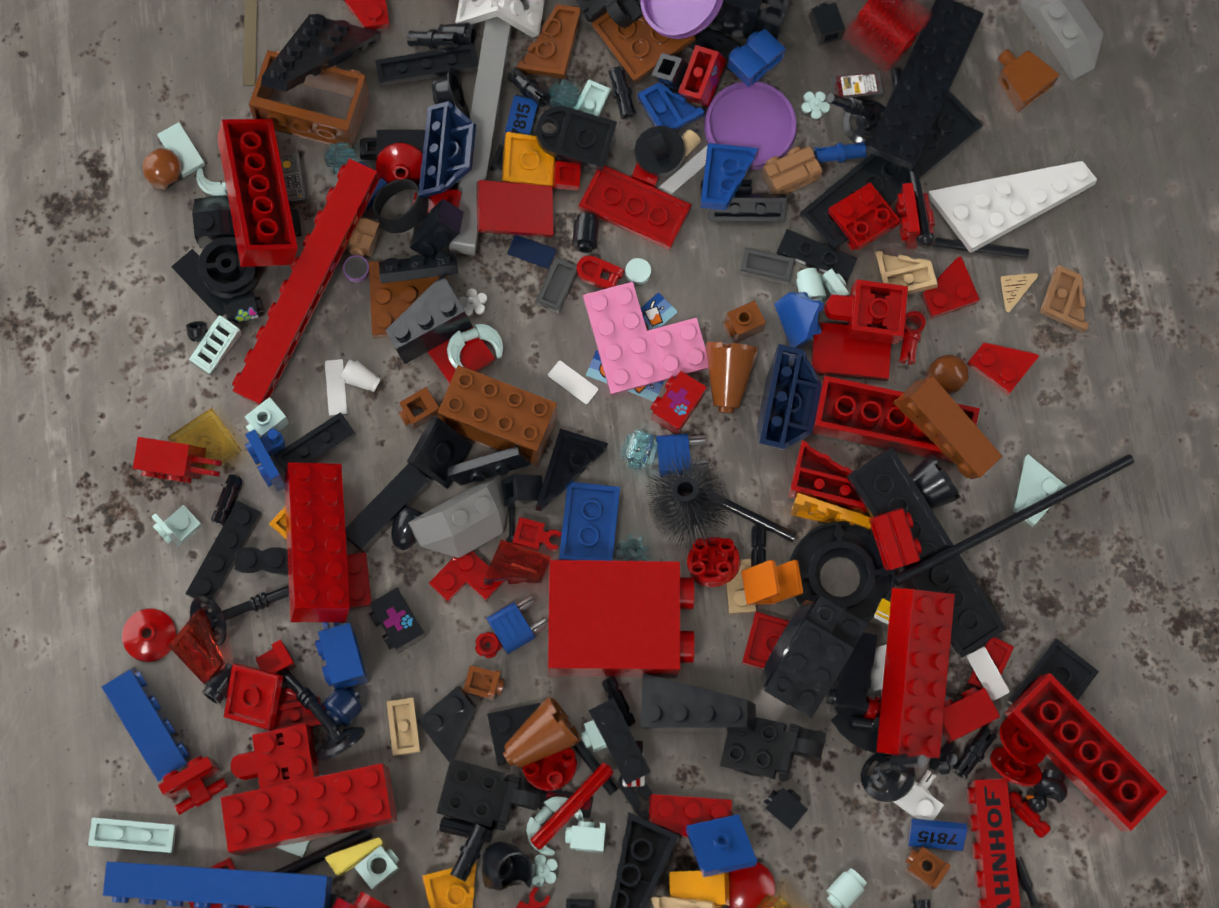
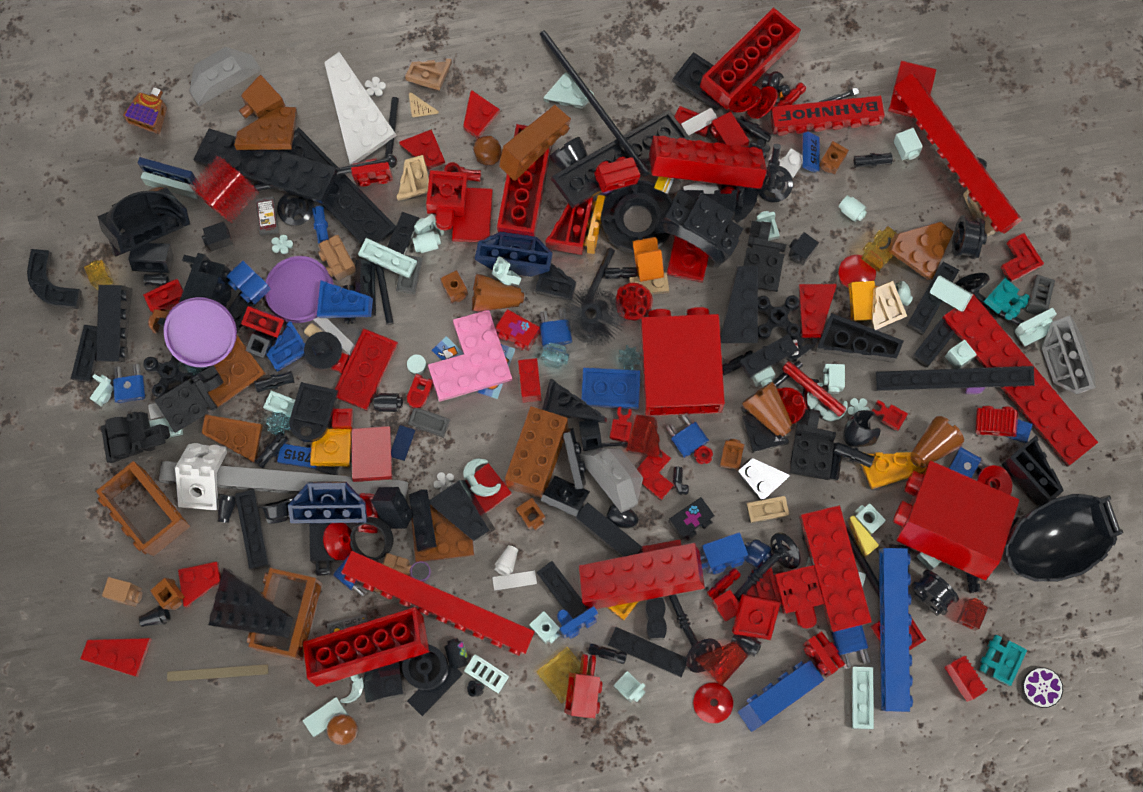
camera: 85 degrees left, 0 degrees up
(208, 827) = (851, 641): none -> blue piece
(305, 659) = (724, 583): none -> red axle
(338, 155) = (331, 589): clear light blue gear -> none
(433, 39) = (231, 525): black pin -> none
(451, 606) = (677, 480): none -> black arm
(573, 382) = (503, 407): white sticker -> none
(605, 415) = (529, 380): none -> red brick
(690, 756) = (783, 312): none -> black gear
(721, 845) = (834, 285): blue plate -> none
(745, 458) = (556, 284): none -> black wing
(746, 232) = (384, 295): none -> black bar
(754, 383) = (502, 272): none -> light aqua bracket
(787, 235) = (387, 258): none -> light aqua tile
(799, 317) = (450, 248): blue slope -> none
(829, 761) = (769, 217): none -> light aqua bracket
(863, 217) = (373, 205): red plate -> none
(974, 87) = (269, 132): none -> dark orange plate
(1045, 228) = (375, 86): none -> white plant

